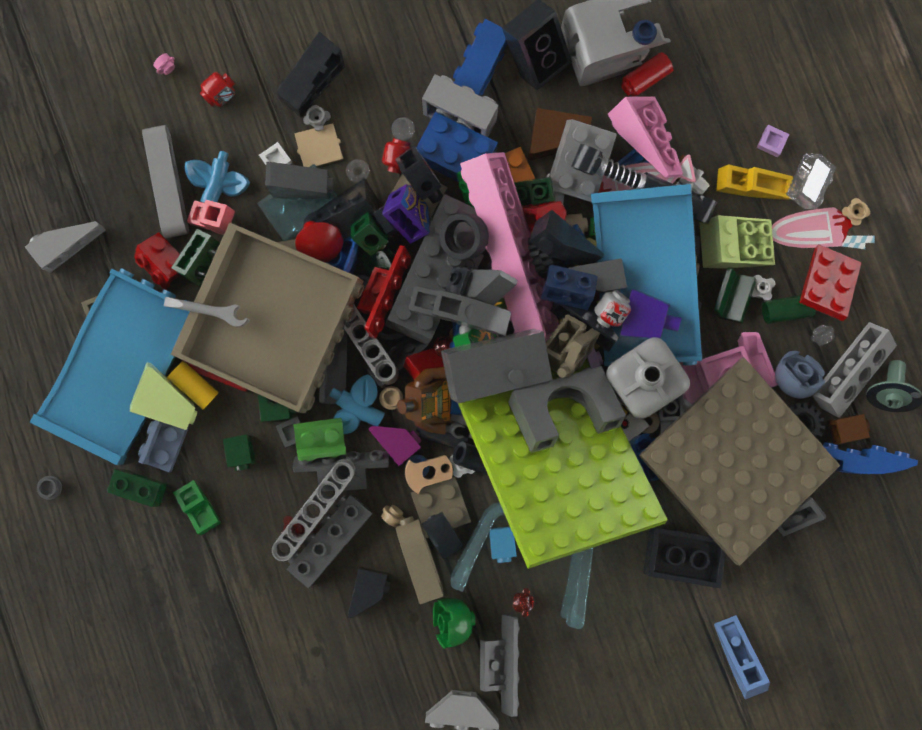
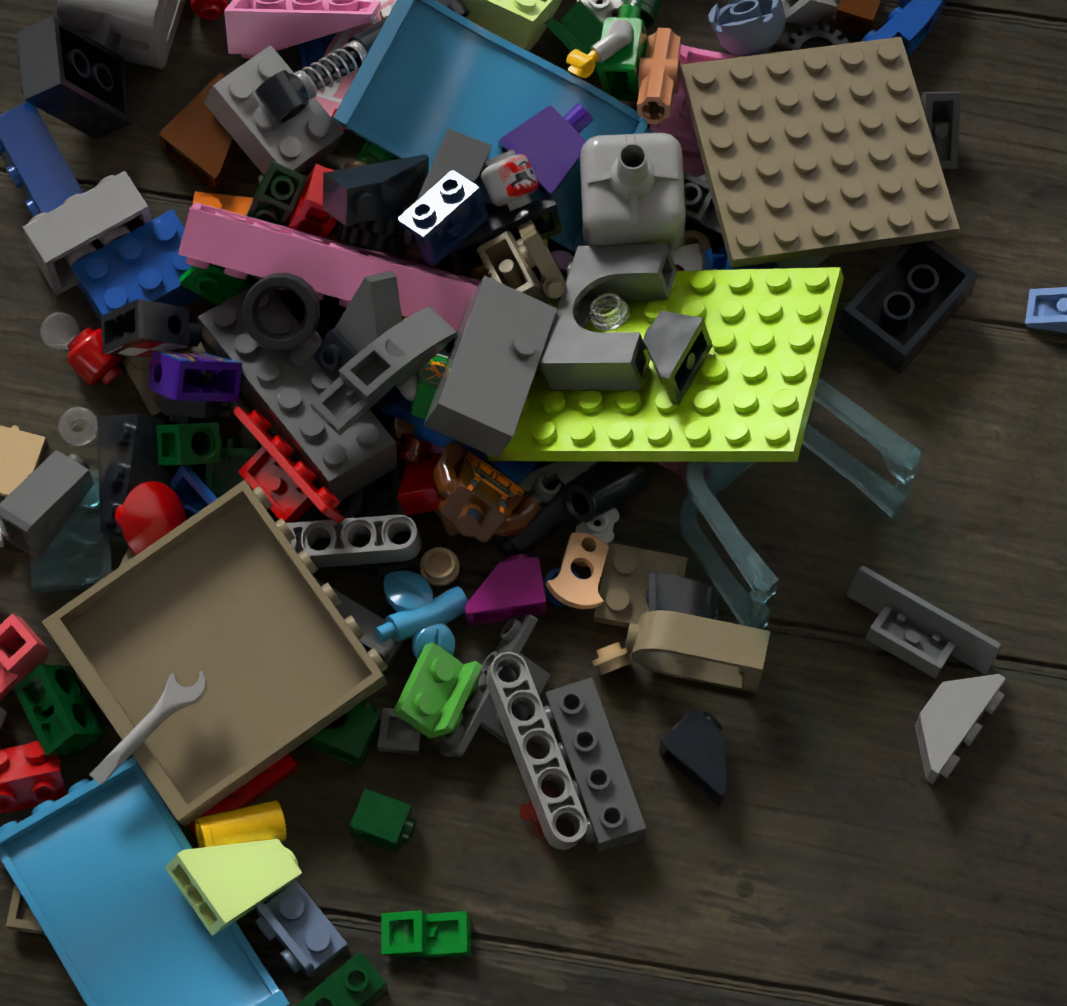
camera: 55 degrees left, 15 degrees down
(453, 620) = (814, 660): green cylinder -> none
(502, 544) = (752, 524): dark azure brick -> none
(523, 602) = (846, 550): clear red plate -> none
(559, 461) = (677, 350): none -> slope
(573, 401) = (608, 312): none -> clear plate
(727, 322) = (616, 54): none -> green torso
(729, 350) = (659, 76): none -> nougat piece

